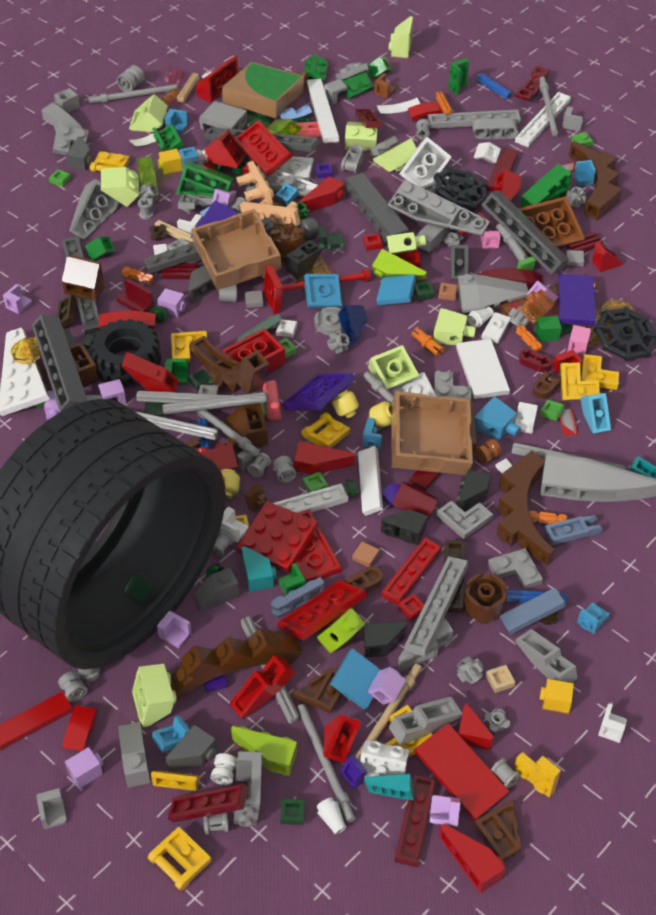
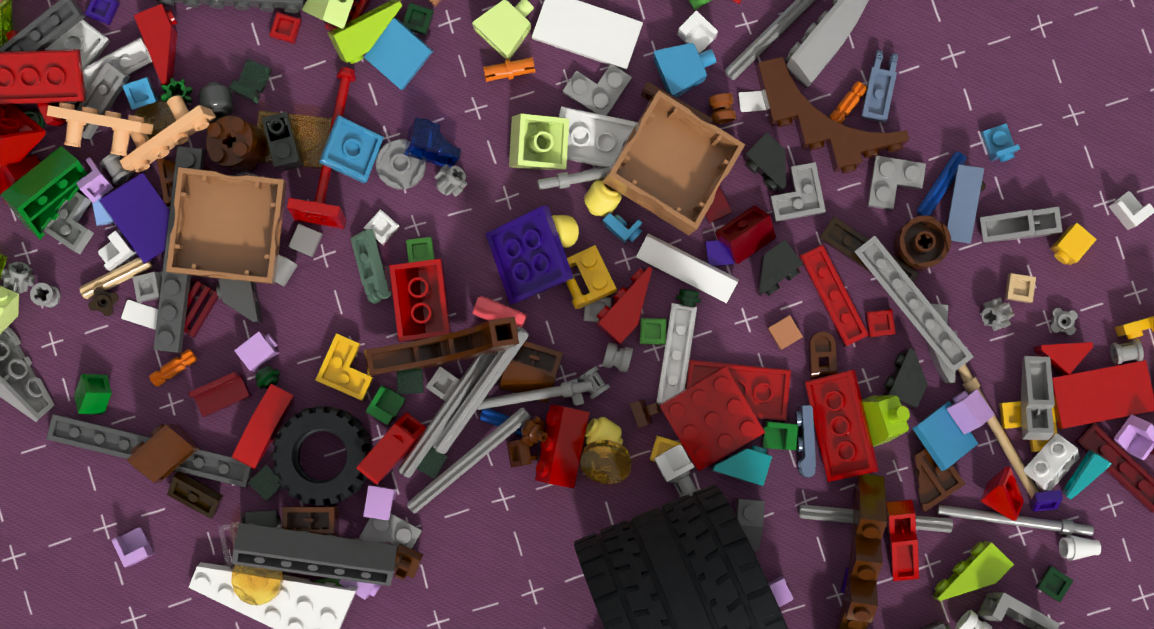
camera: 60 degrees left, 35 degrees up
(205, 439) = (533, 431): none -> reddish brown plant

